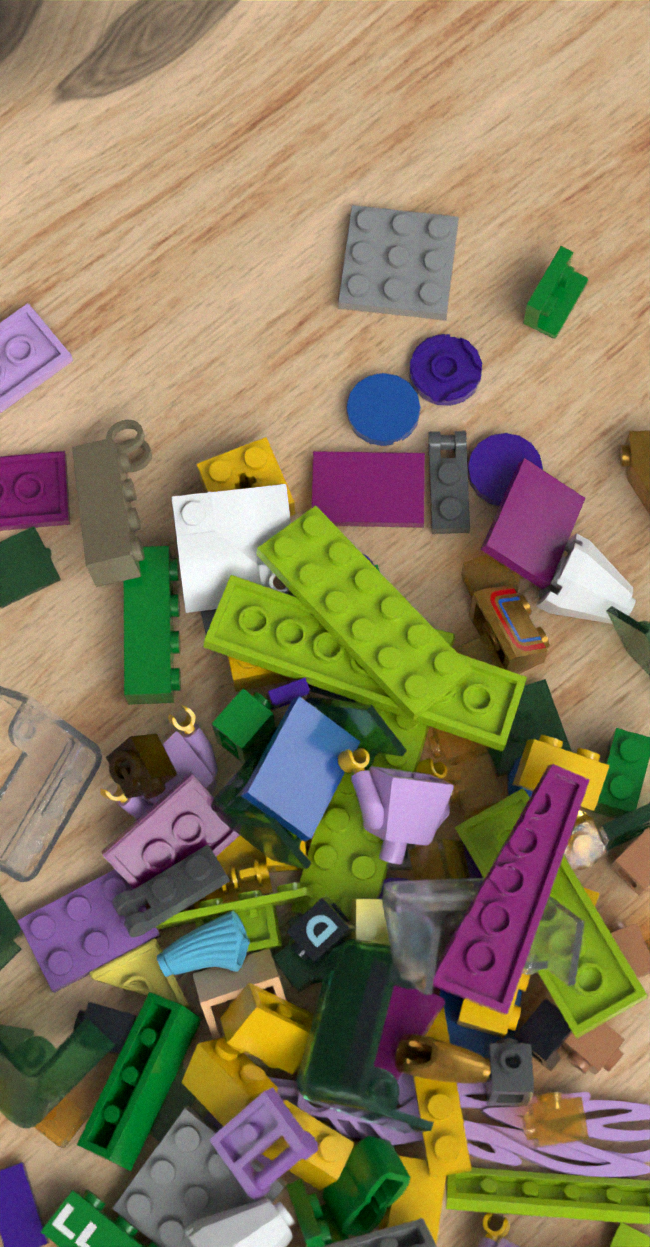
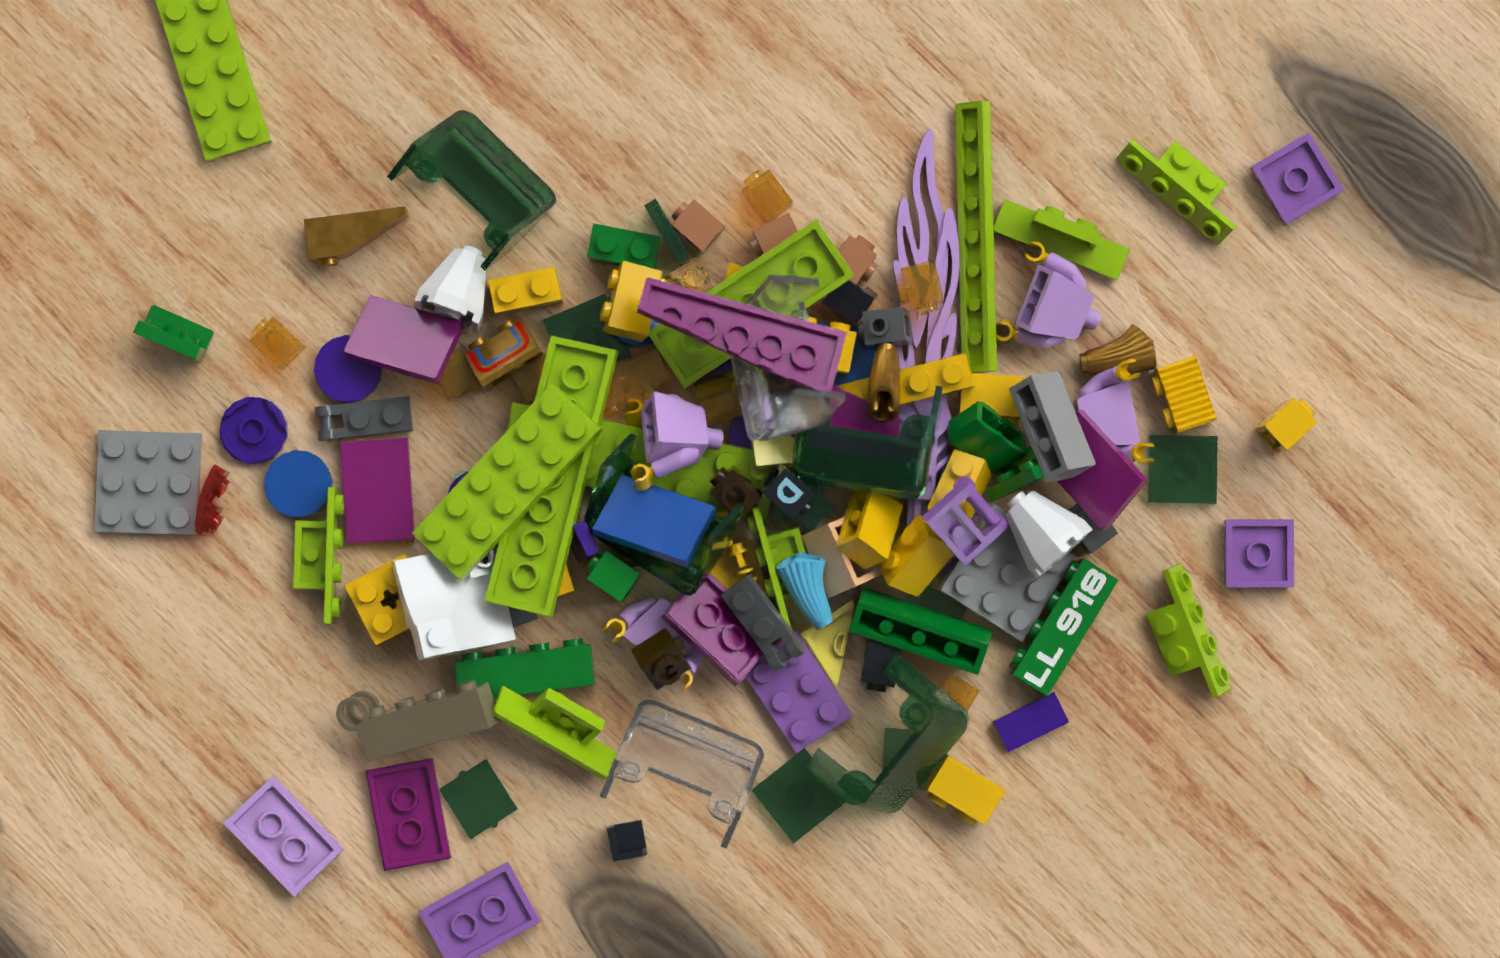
camera: 100 degrees left, 15 degrees up
(82, 647) = (559, 726): none -> lime bracket
(302, 420) = (317, 554): none -> lime bracket
(330, 869) = (733, 488): none -> dark brown brick
(365, 313) = (207, 511): none -> clear red slope
(538, 397) = (276, 342): none -> clear yellow brick
(579, 661) = (525, 291): none -> yellow brick

